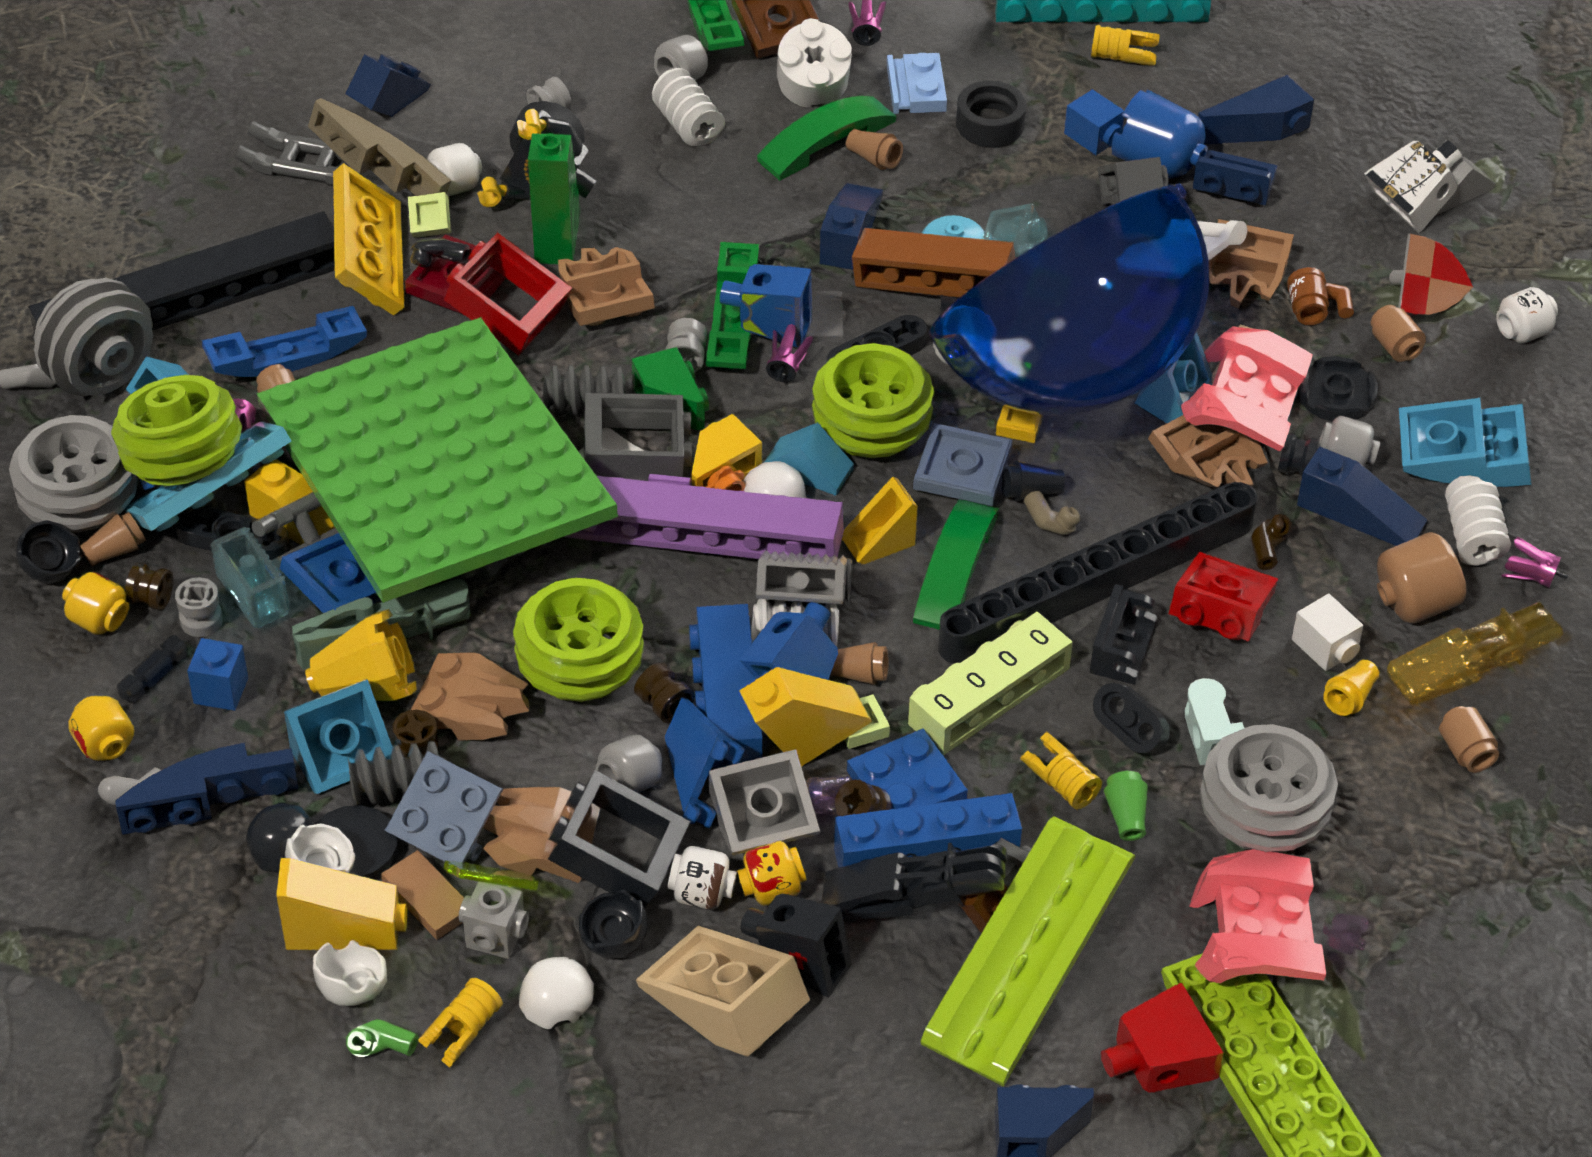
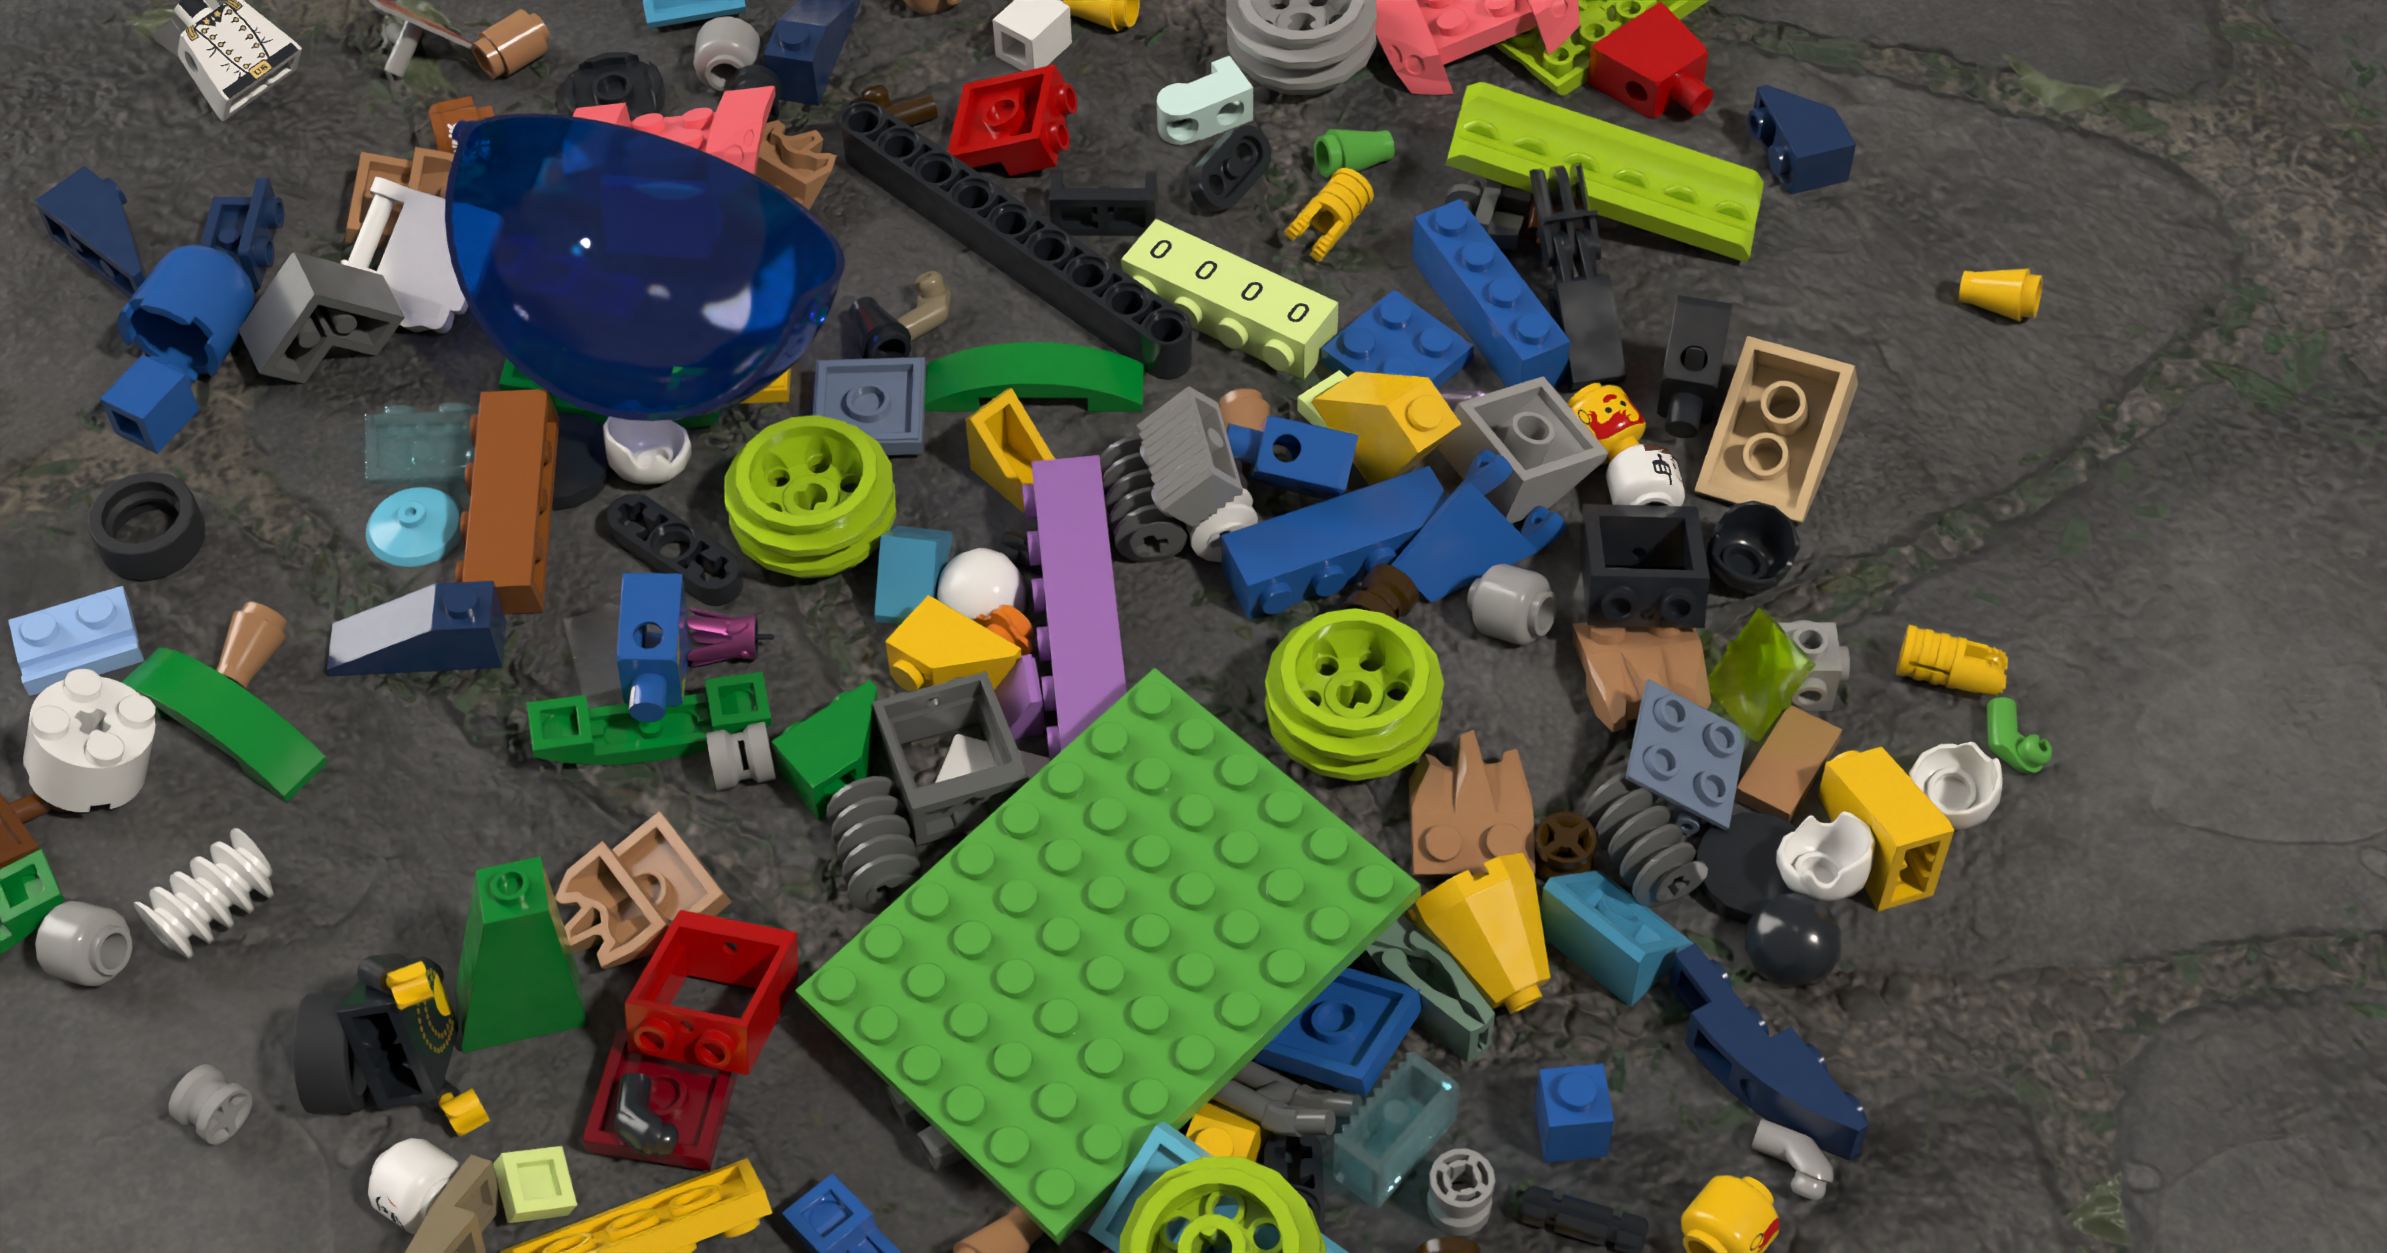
camera: 105 degrees left, 5 degrees up
(555, 992) = (1859, 590): white hair -> none
(849, 796) = (1456, 372): dark brown wheel -> none

